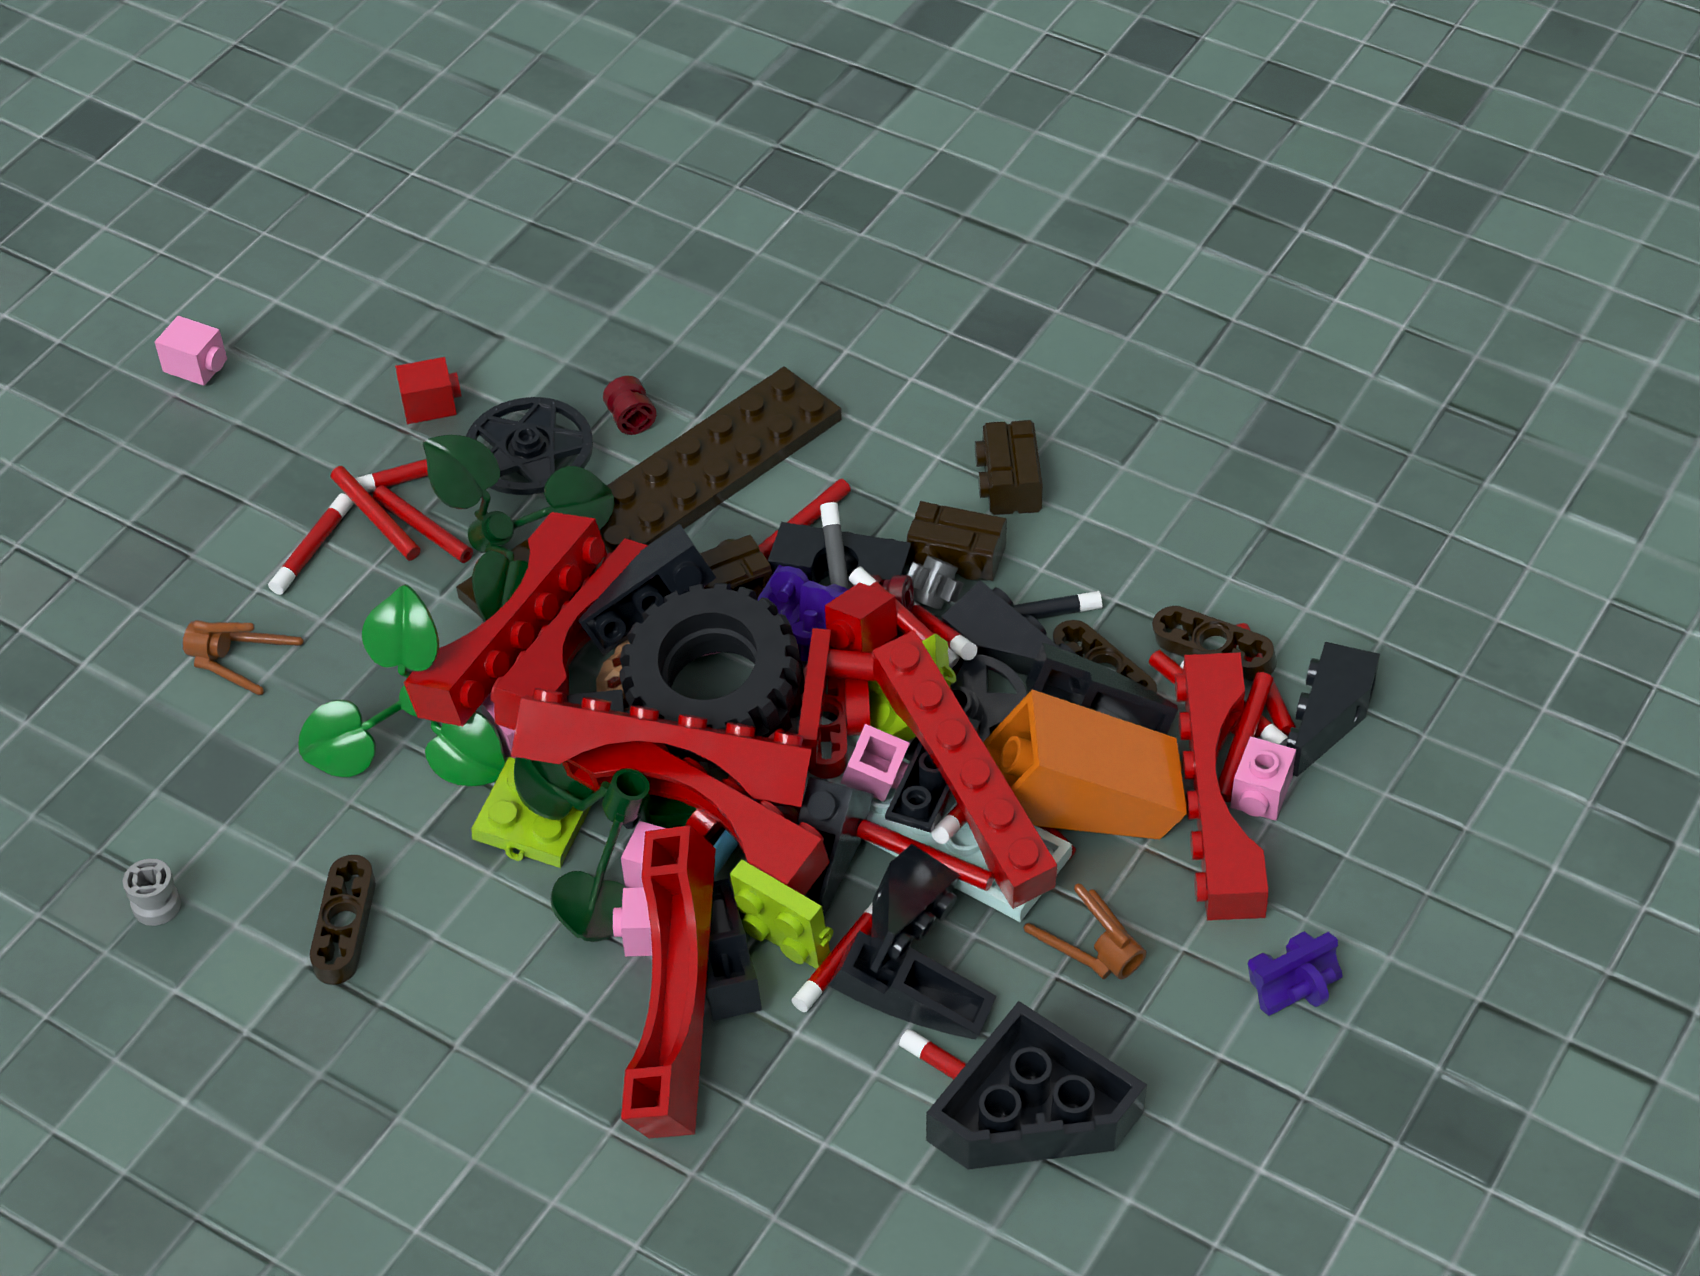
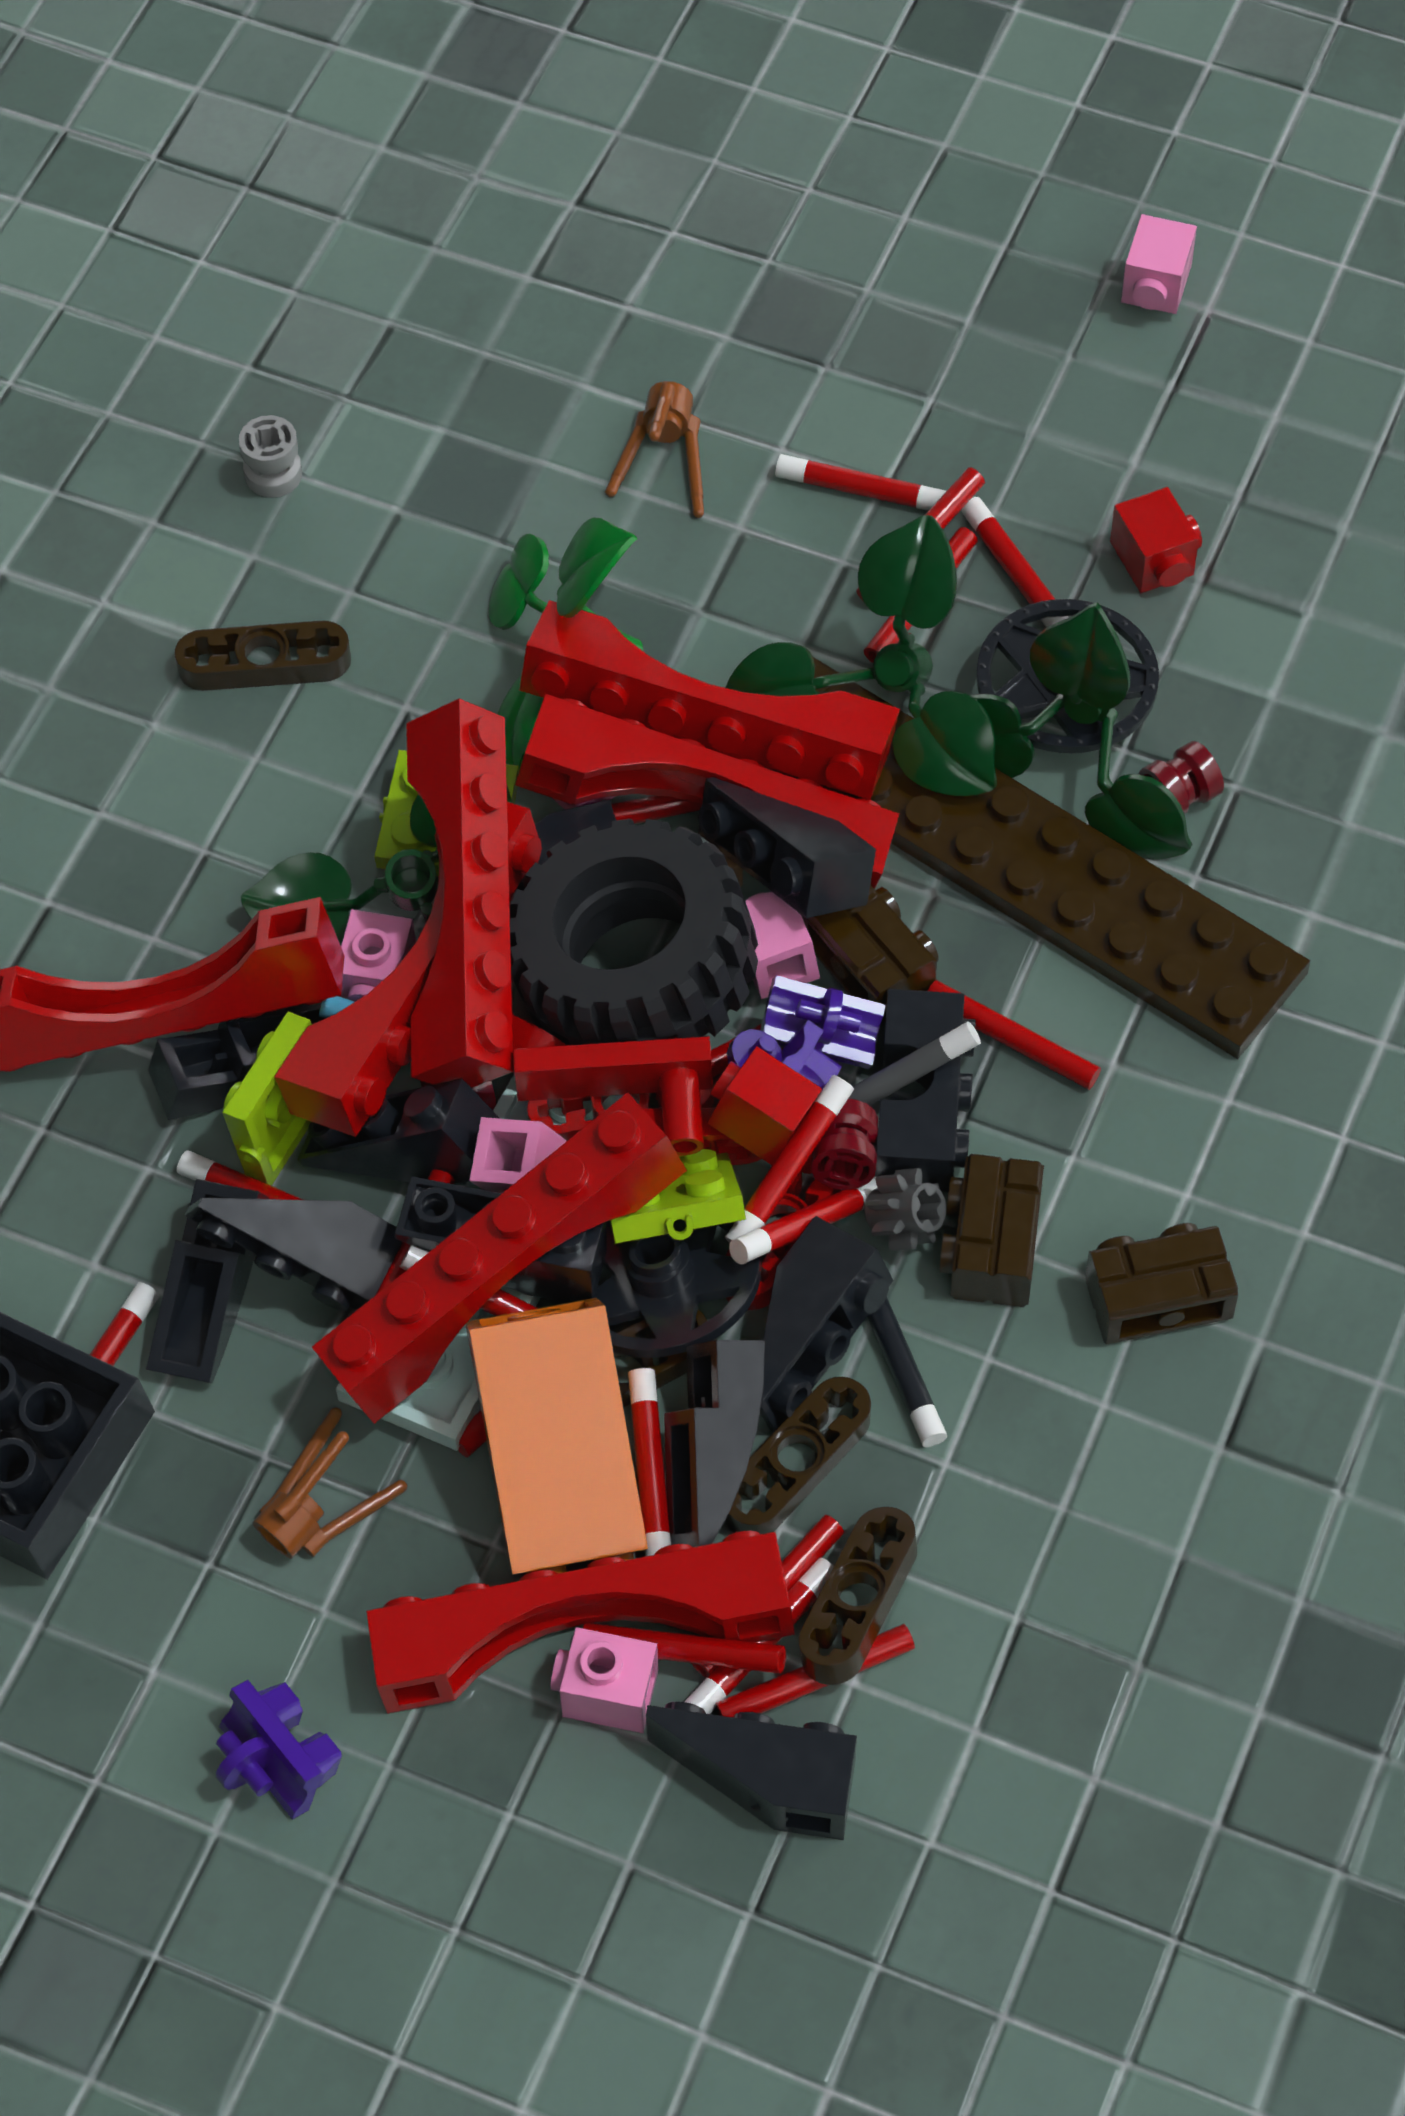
camera: 80 degrees right, 10 degrees up
(587, 373) = (1091, 676): none -> dark green plant

